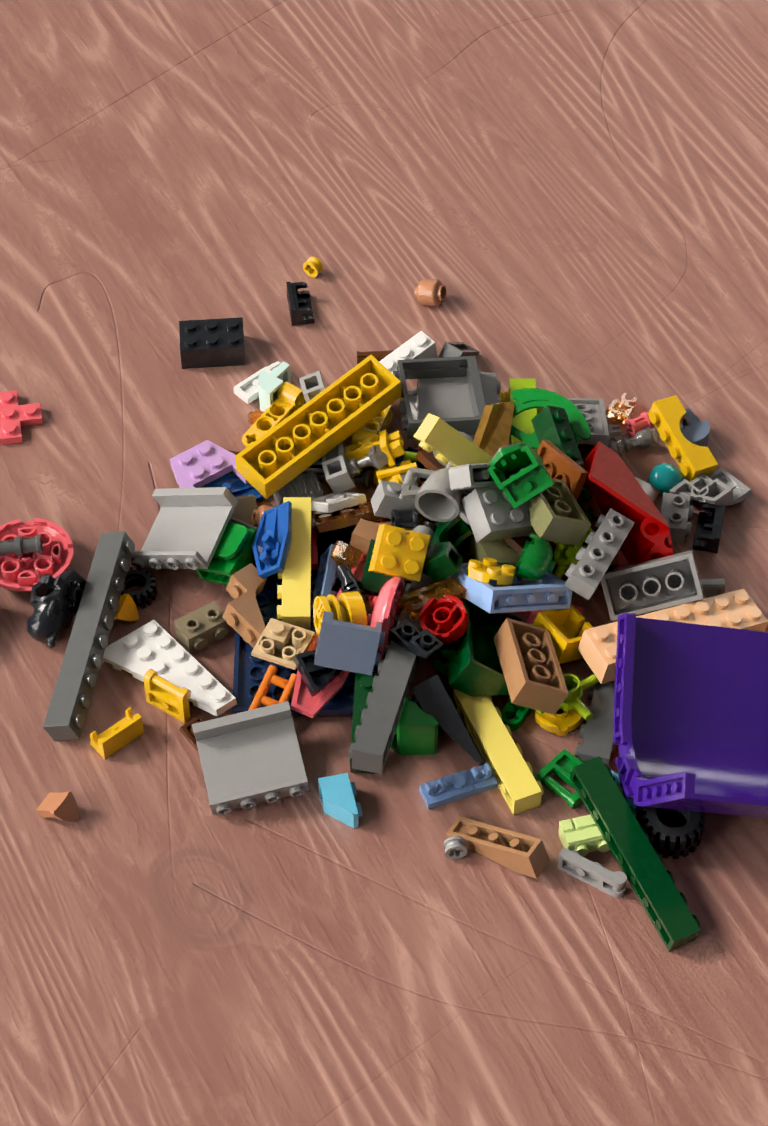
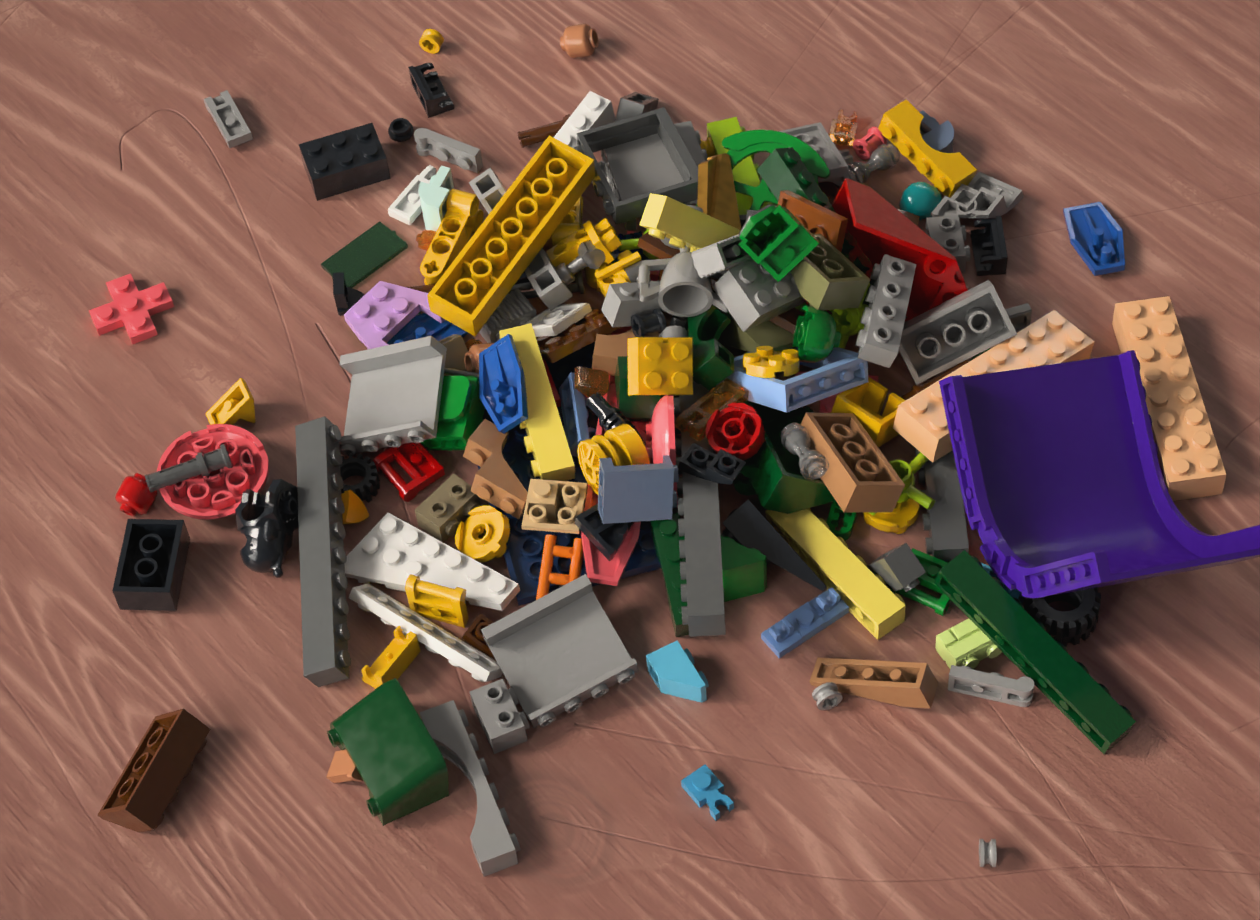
camera: 10 degrees left, 5 degrees up
(60, 508) = (233, 405): none -> yellow slope
(90, 804) = (391, 753): none -> dark green windscreen
(133, 291) = (228, 119): none -> light grey plate
(146, 888) = (489, 837): none -> light grey arch
(156, 723) = (434, 637): none -> white plate
(174, 442) = (344, 296): none -> black tile
(186, 797) = (499, 715): none -> light grey brick
(189, 586) = (416, 462): none -> red plate
(204, 419) = (365, 254): none -> clear green piece
(226, 663) = (493, 542): none -> yellow plate
(265, 329) = (400, 130): none -> black plate
(296, 352) = (448, 149): none -> light grey plate
(333, 896) = (706, 789): none -> dark azure plate
(493, 638) = (798, 442): none -> clear piece
(544, 1003) = (987, 853): none -> light grey bush
(545, 760) = (898, 568): none -> dark grey arch

